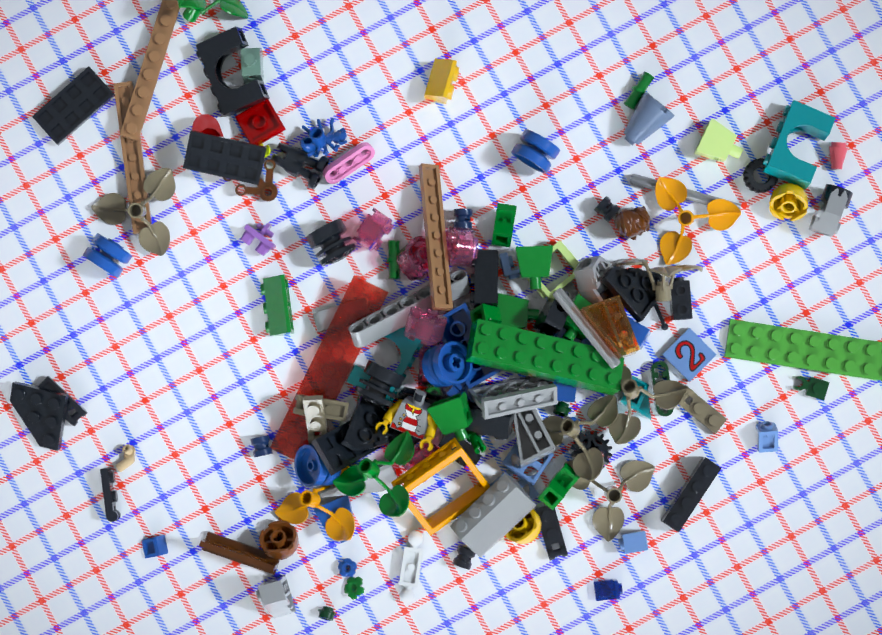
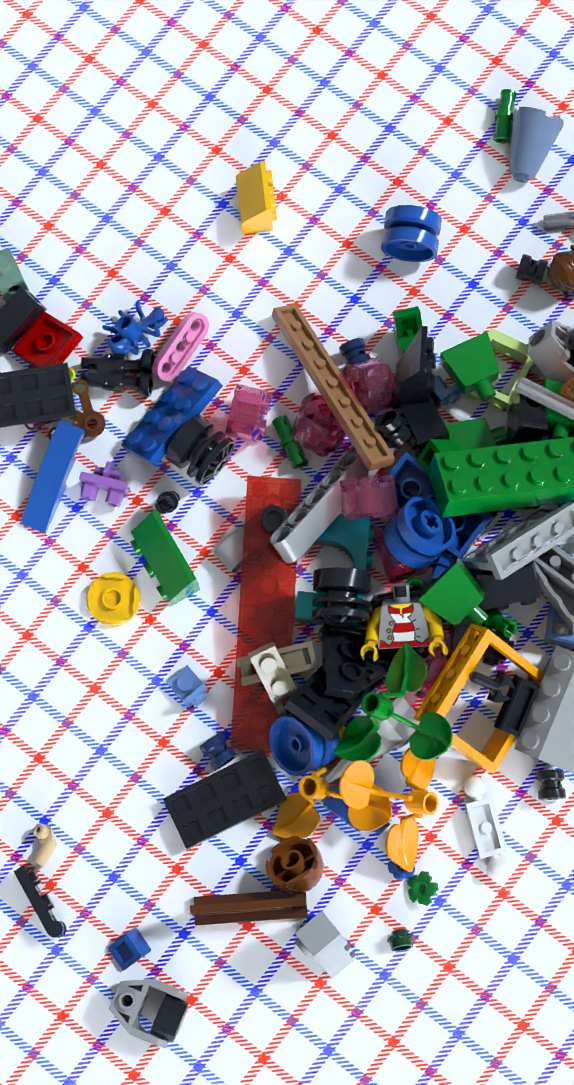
camera: 20 degrees left, 10 degrees down
(161, 600) = (168, 1018): none -> light grey piece
(227, 217) = (52, 477): none -> blue slope
(234, 316) = (113, 599): none -> yellow tile
(253, 478) = (224, 799): none -> black plate
(259, 396) = (188, 687): none -> medium blue bracket
(295, 269) = (162, 505): none -> black pin
(322, 209) = (176, 406): none -> blue plate
(354, 553) = (401, 838): none -> light orange plant
(358, 312) = (272, 518): none -> black tile
(450, 490) = (493, 685): none -> black bar
(461, 285) = (391, 426): none -> black wheel
(462, 500) = (516, 710): none -> black tile
(493, 251) = (415, 369): none -> black slope

